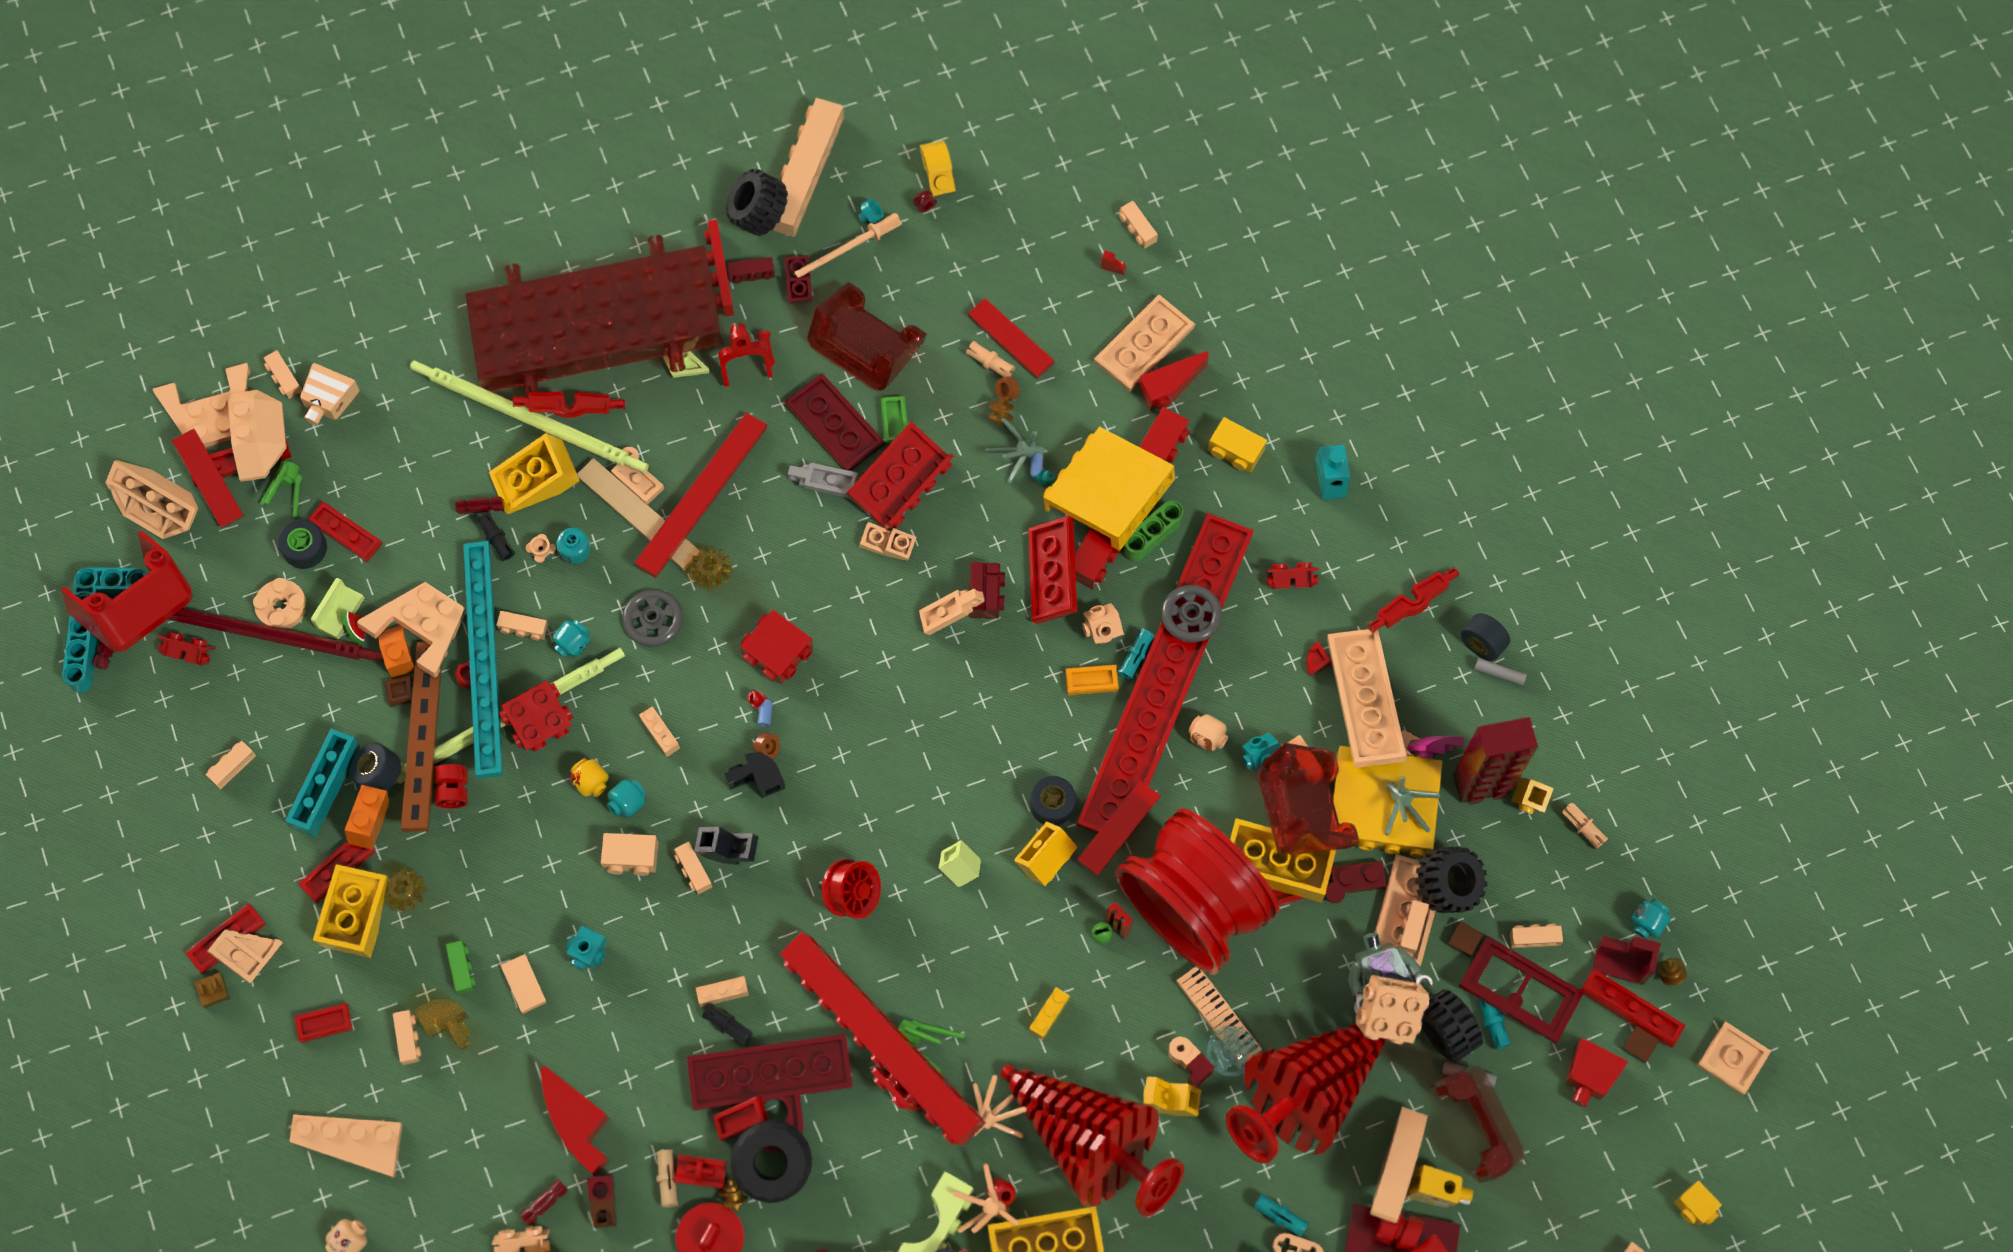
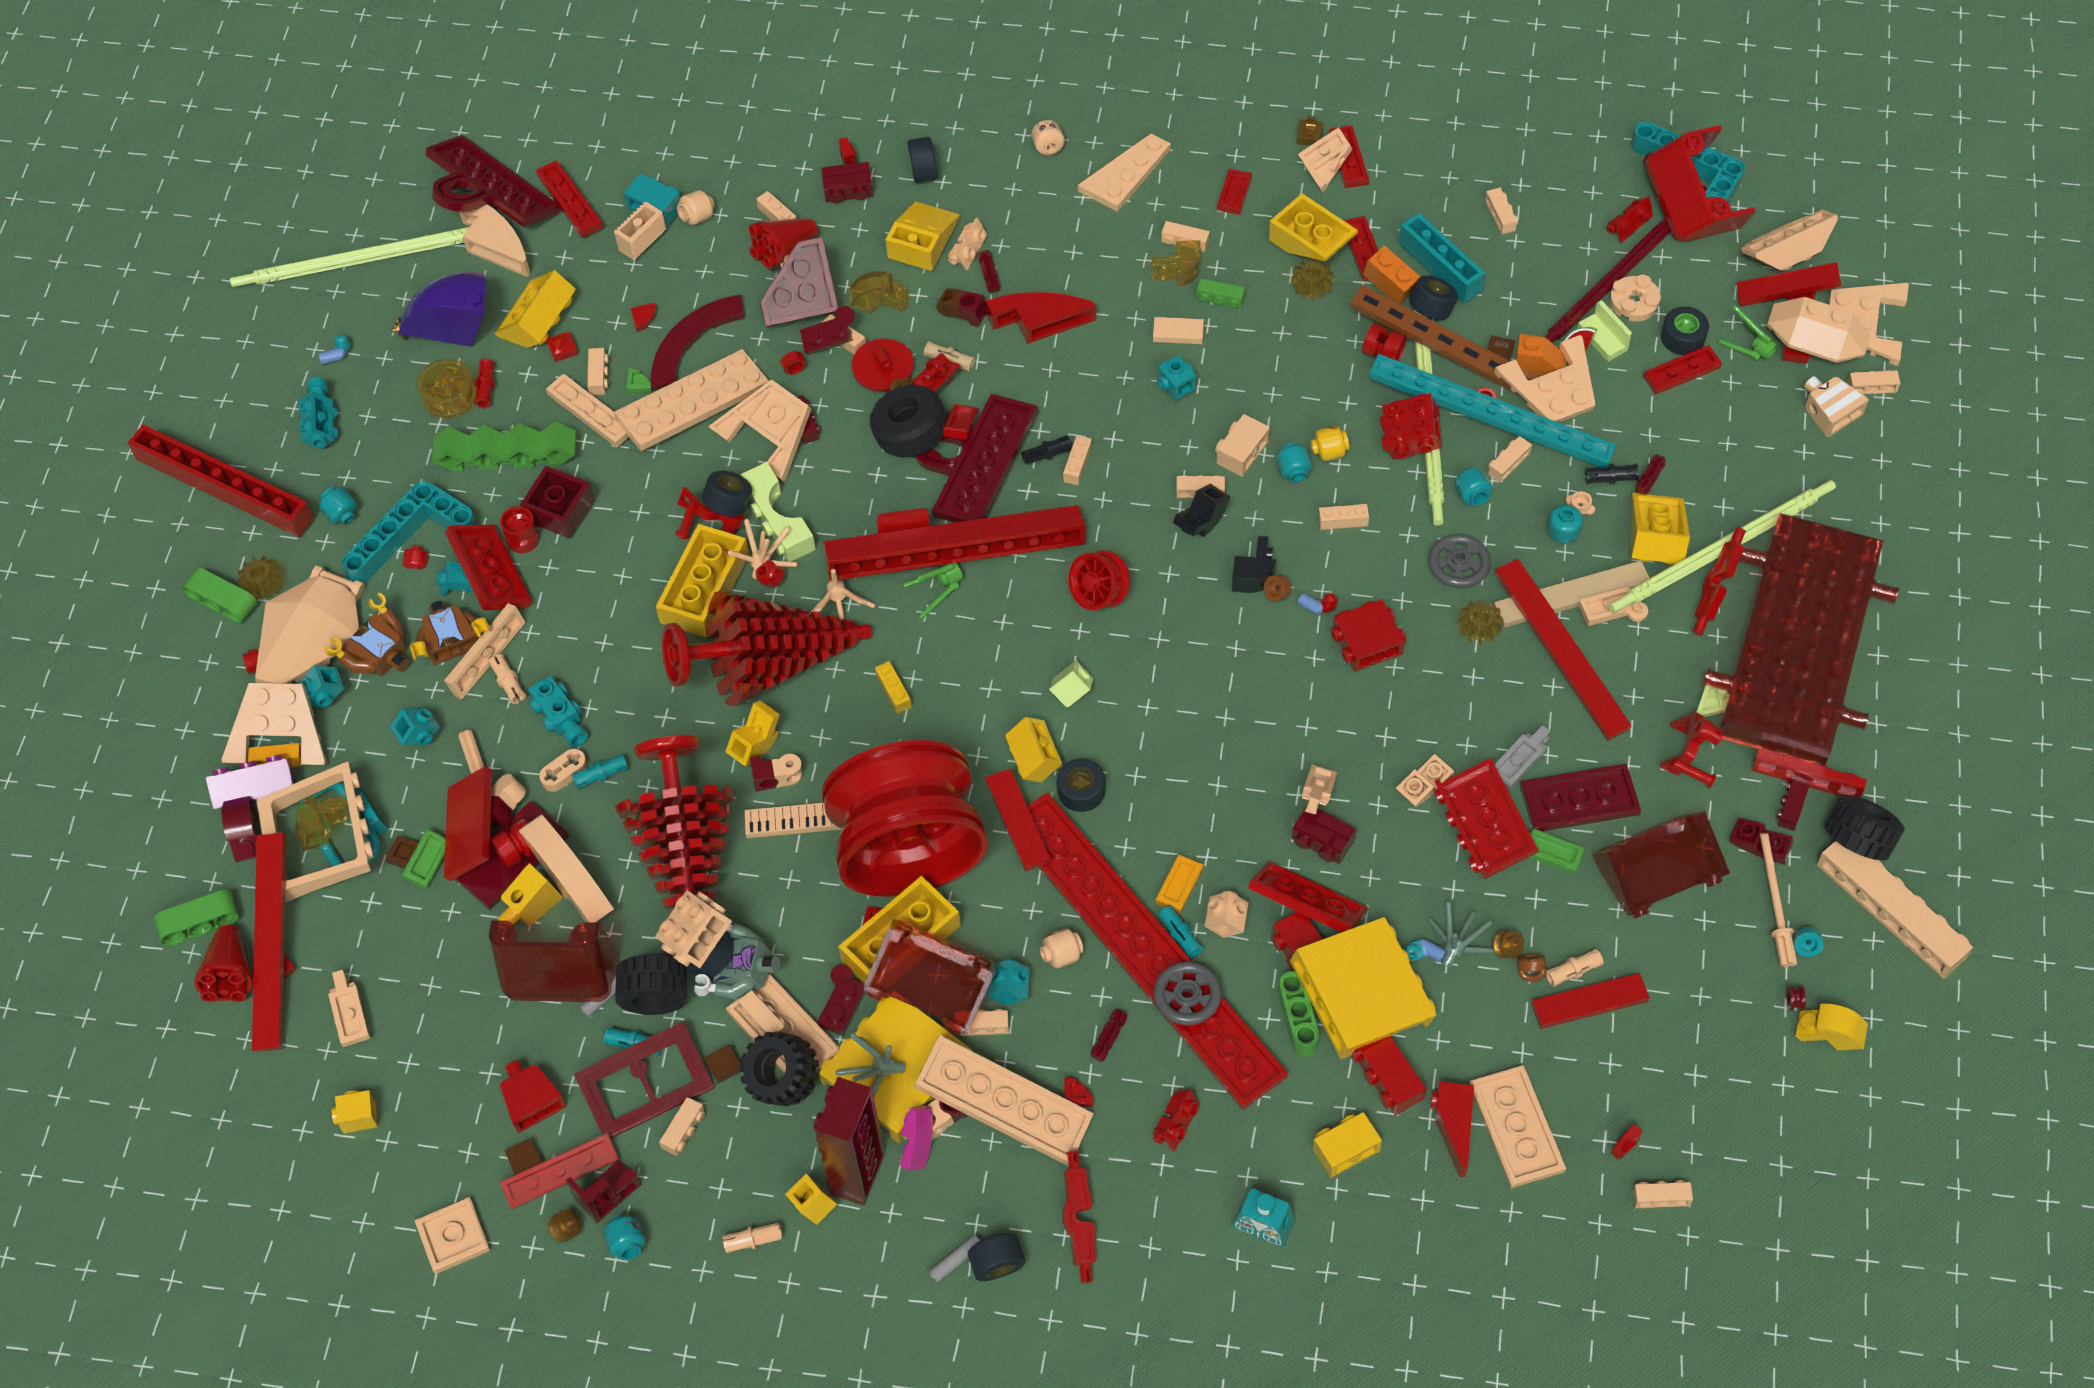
camera: 125 degrees right, 10 degrees down
(1230, 1050) = (759, 805): clear light blue wheel -> none
(1255, 661) = (1108, 1035): none -> dark red axle

